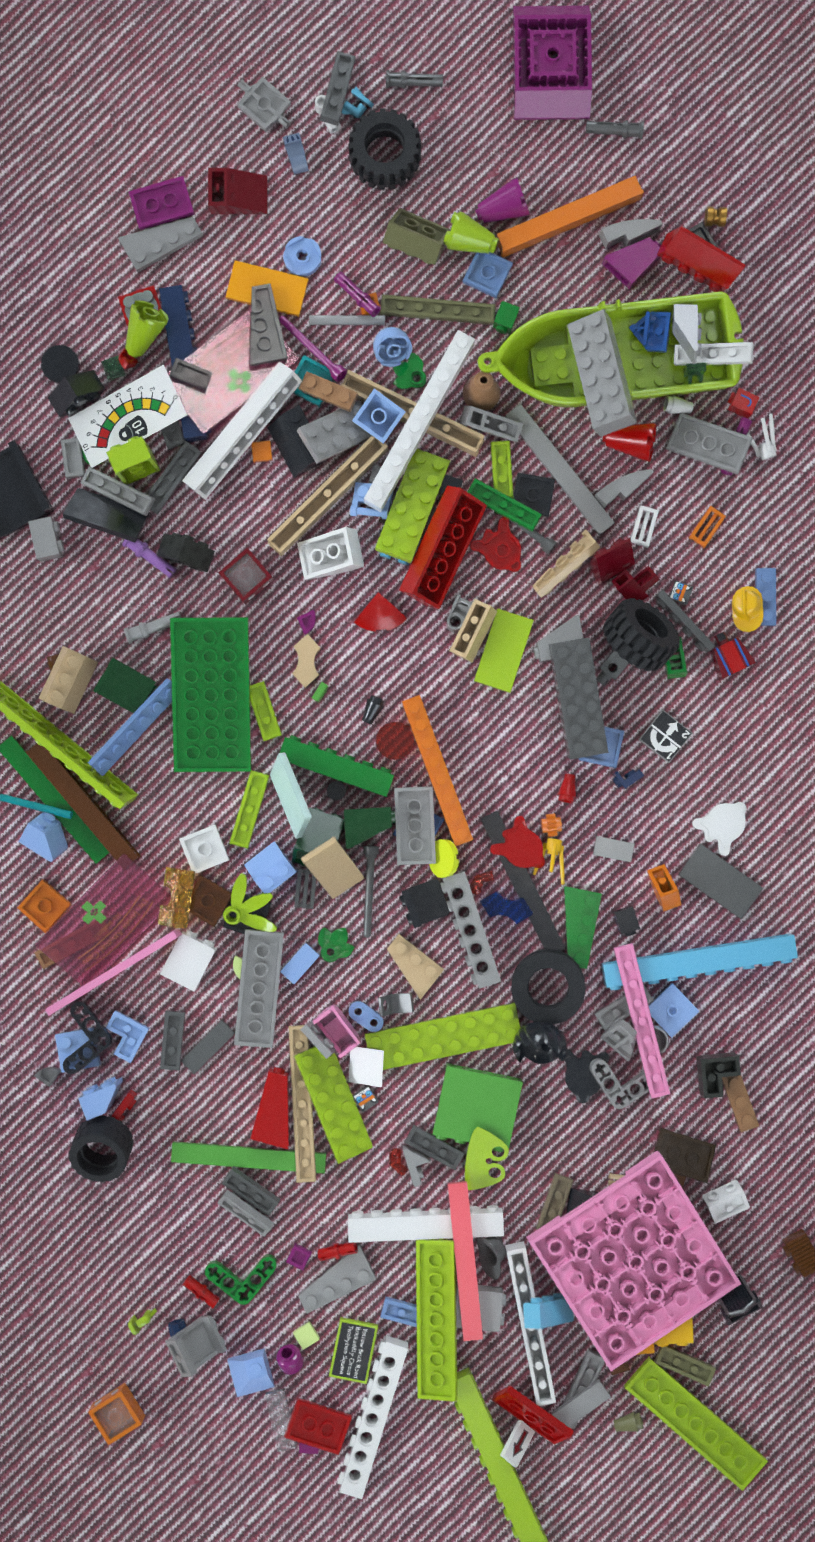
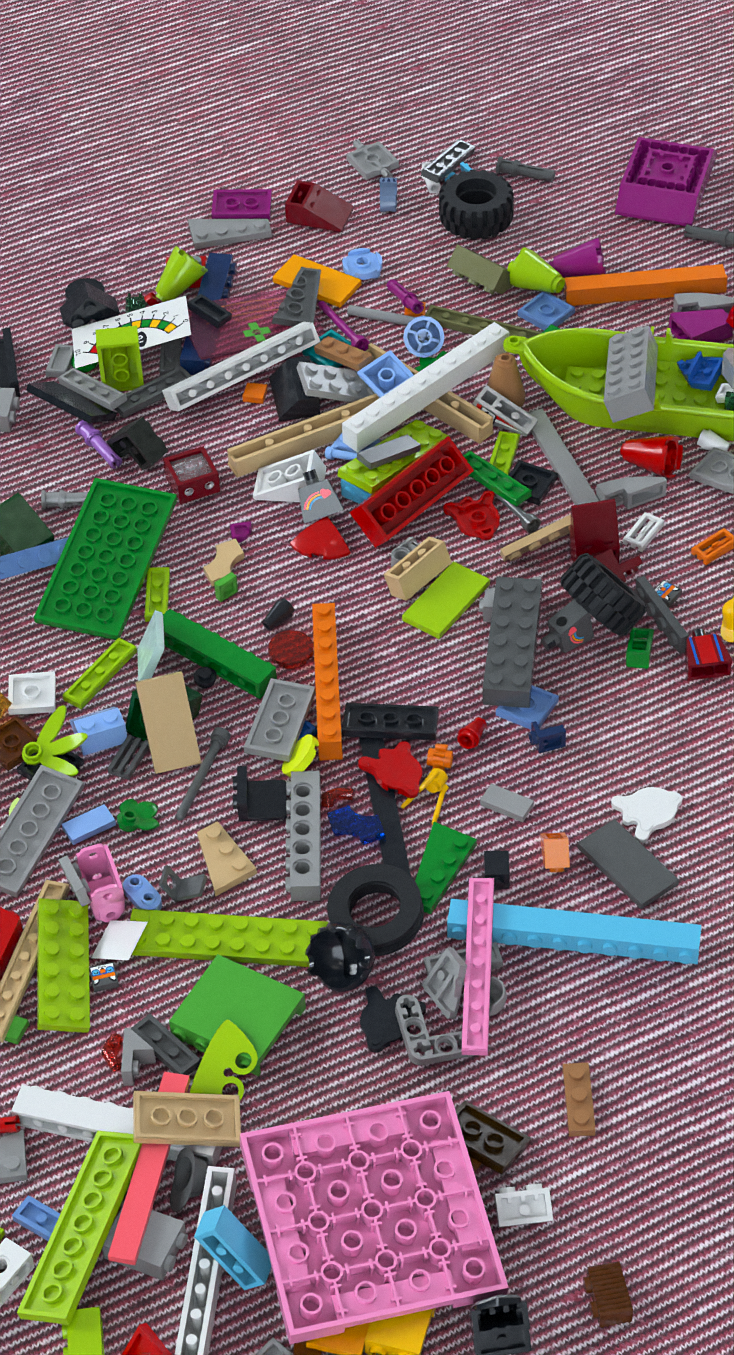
camera: 20 degrees right, 40 degrees down
(366, 823) = (225, 702): dark green slope -> none
(367, 579) = (318, 498): none -> torso
(411, 513) = (388, 451): none -> tile
(478, 1220) = (186, 1119): none -> tan tile
(500, 796) = (390, 721): none -> black tile
(665, 736) = (606, 713): tile -> none
(672, 1010) = (524, 978): light blue plate -> none
(712, 1069) = (554, 1043): pearl dark grey brick -> none

